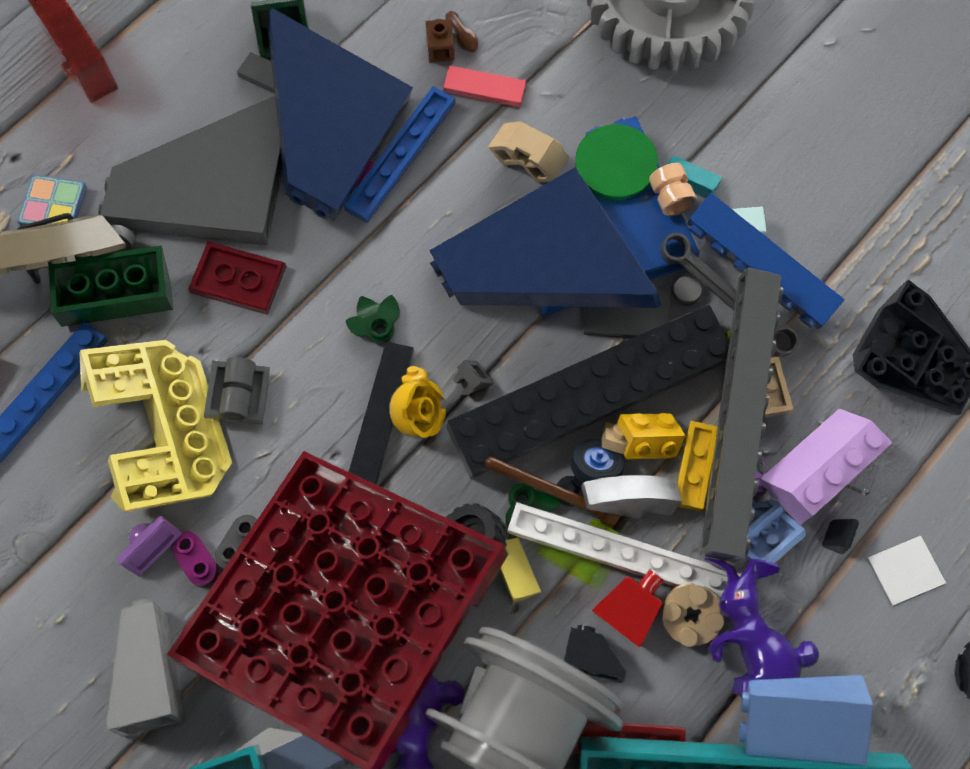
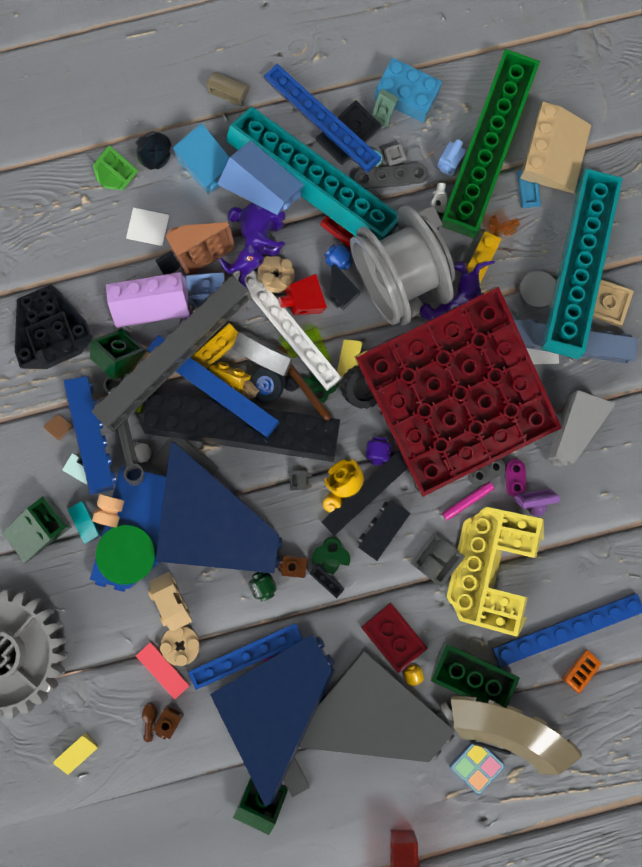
camera: 150 degrees left, 15 degrees up
(187, 253) = (413, 675): none -> yellow piece
(241, 490) = (468, 500): none -> dark pink piece
(329, 385) = (383, 529): none -> black brick
(357, 286) = (327, 581): none -> black piece
(398, 474) = (378, 451): none -> dark purple head
(411, 276) = (293, 566): none -> reddish brown brick
(432, 231) = (262, 586): none -> dark green head
(478, 108) = (169, 646): none -> tan plate
(631, 693) = (339, 256): none -> blue head
(642, 405) = (224, 394): none -> blue tile
(738, 136) = (36, 528): none -> slope
(809, 253) = (58, 427): none -> medium nougat slope
(810, 377) = (116, 353): none -> dark green slope
(821, 555) = (200, 244): none -> nougat slope
(913, 707) = (202, 157): none -> dark azure slope

